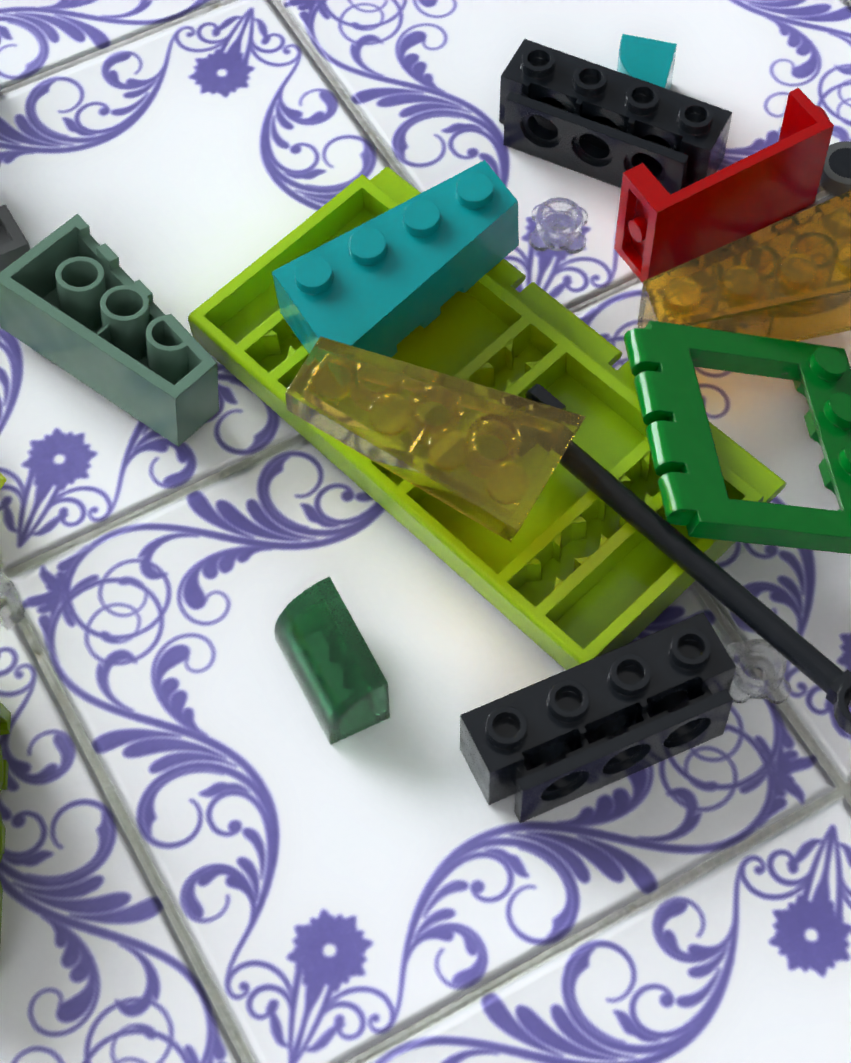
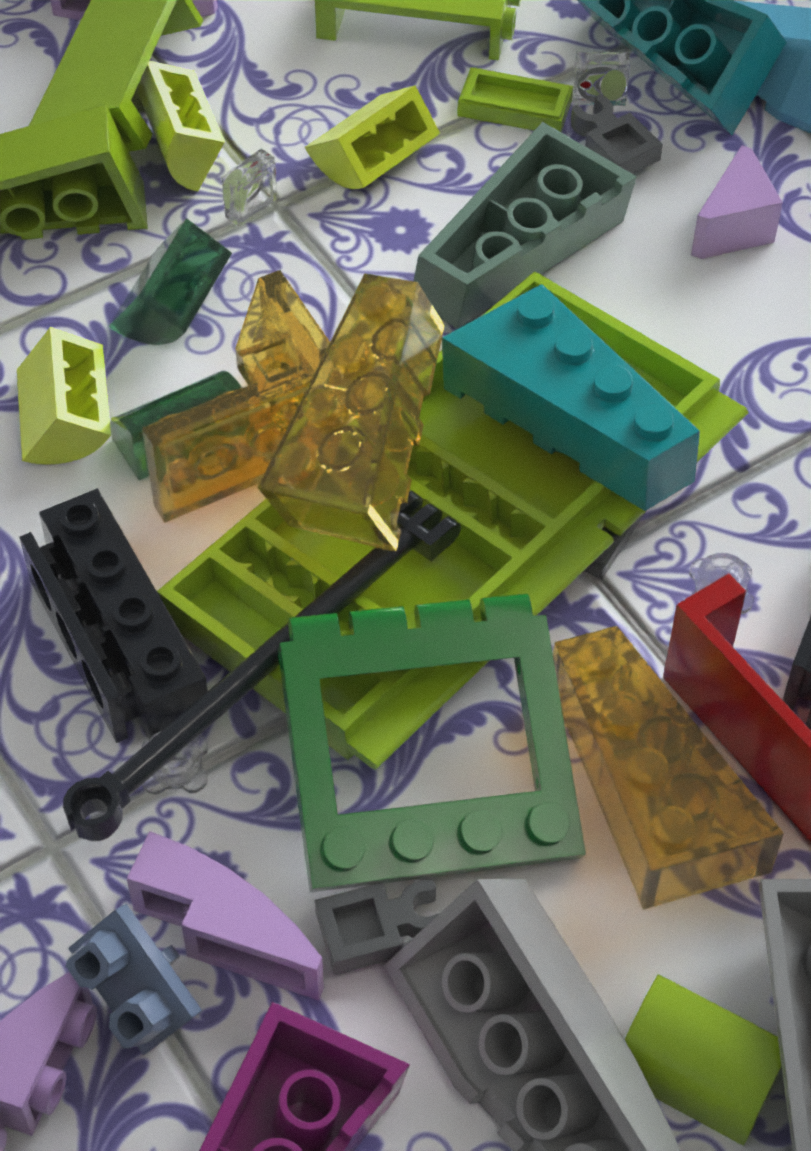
camera: 85 degrees right, 5 degrees down
(97, 155) = (739, 211): none -> lavender slope
(131, 673) = (171, 286): none -> clear green brick
(288, 784) = (62, 399): none -> neon yellow brick
(290, 533) = (232, 438): none -> clear yellow bracket

